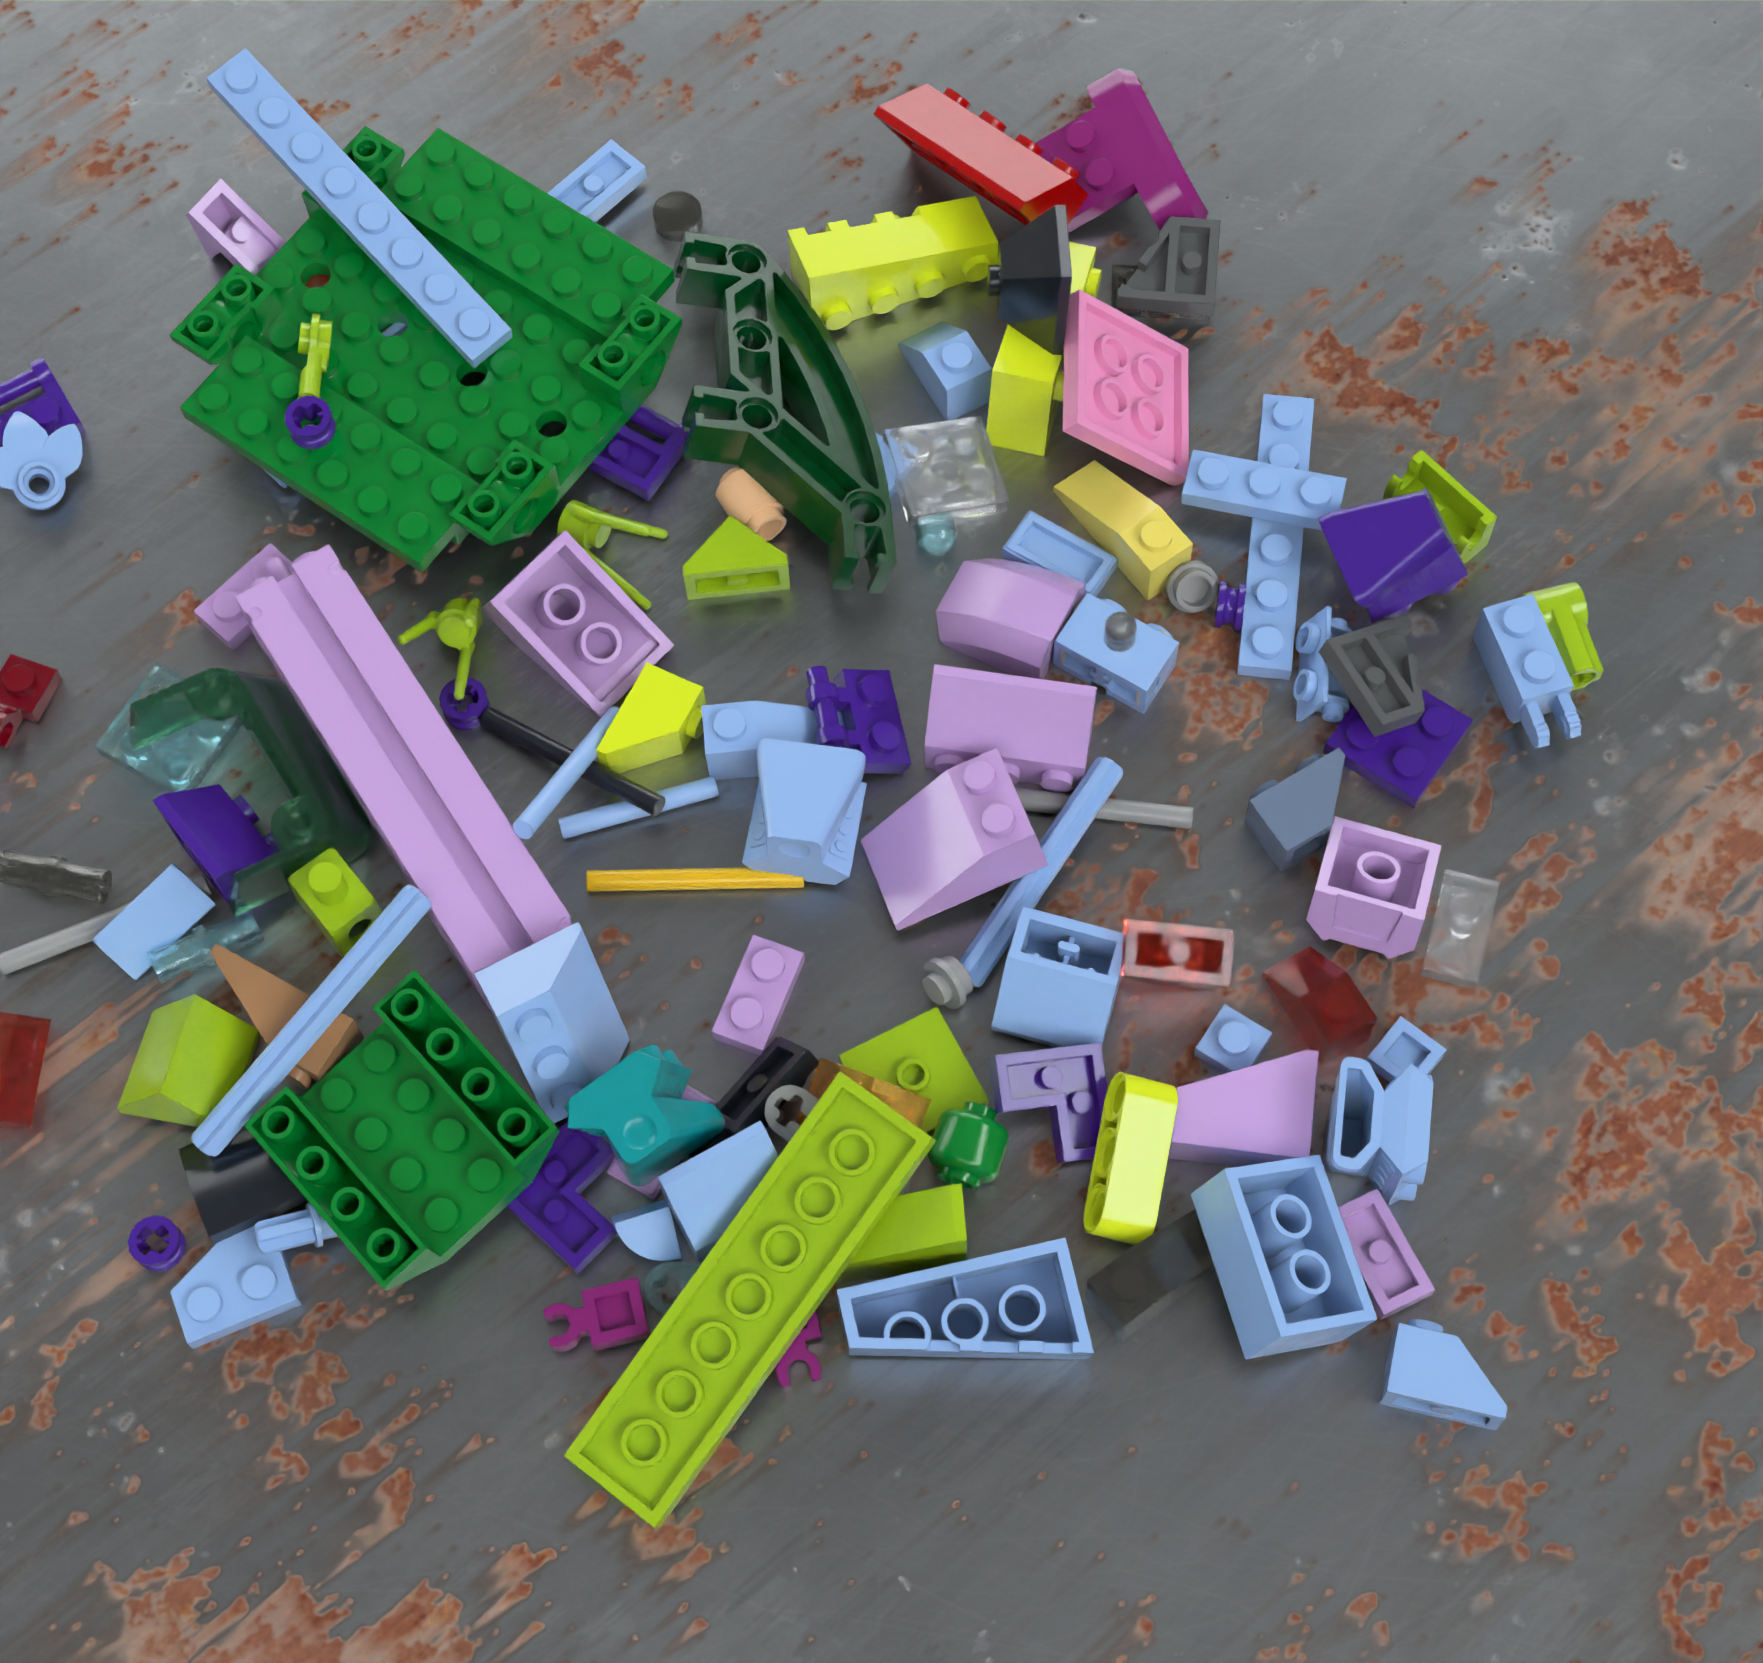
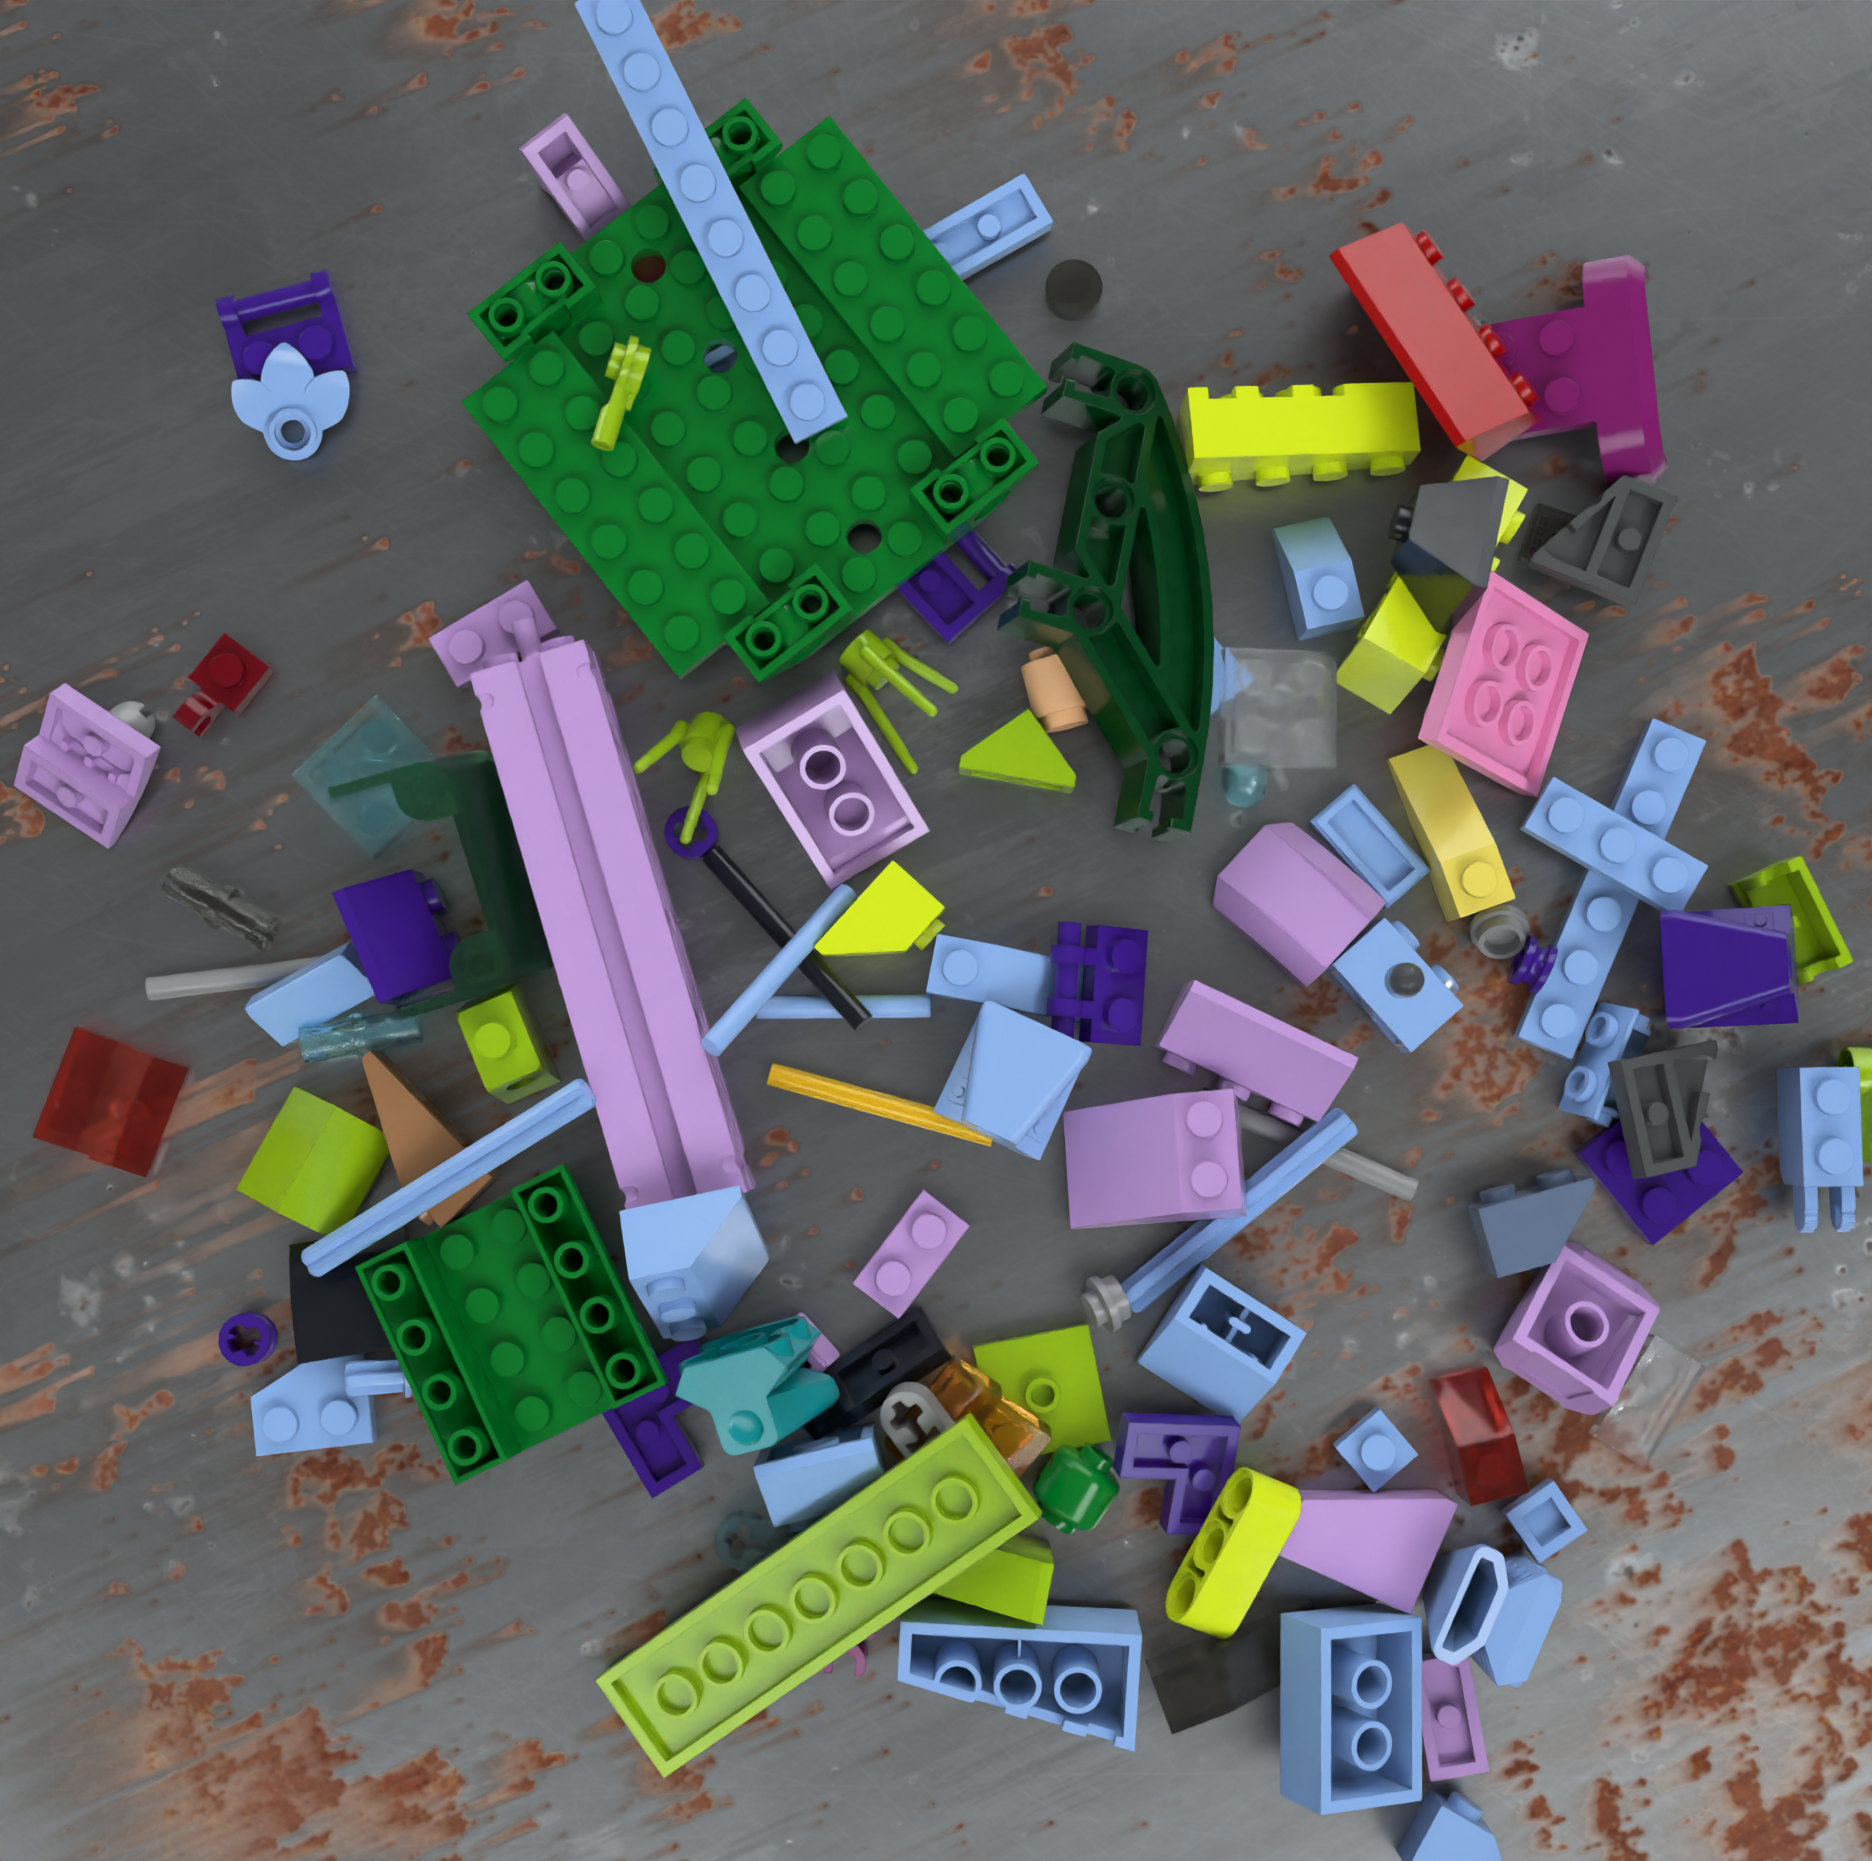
camera: 15 degrees right, 20 degrees up
(309, 409) = (601, 458): dark purple bush -> none
(610, 1316) = (675, 1551): magenta plate -> none
(649, 1231) = (732, 1481): light blue tile -> none
(1177, 955) = (1350, 1360): clear red slope -> none

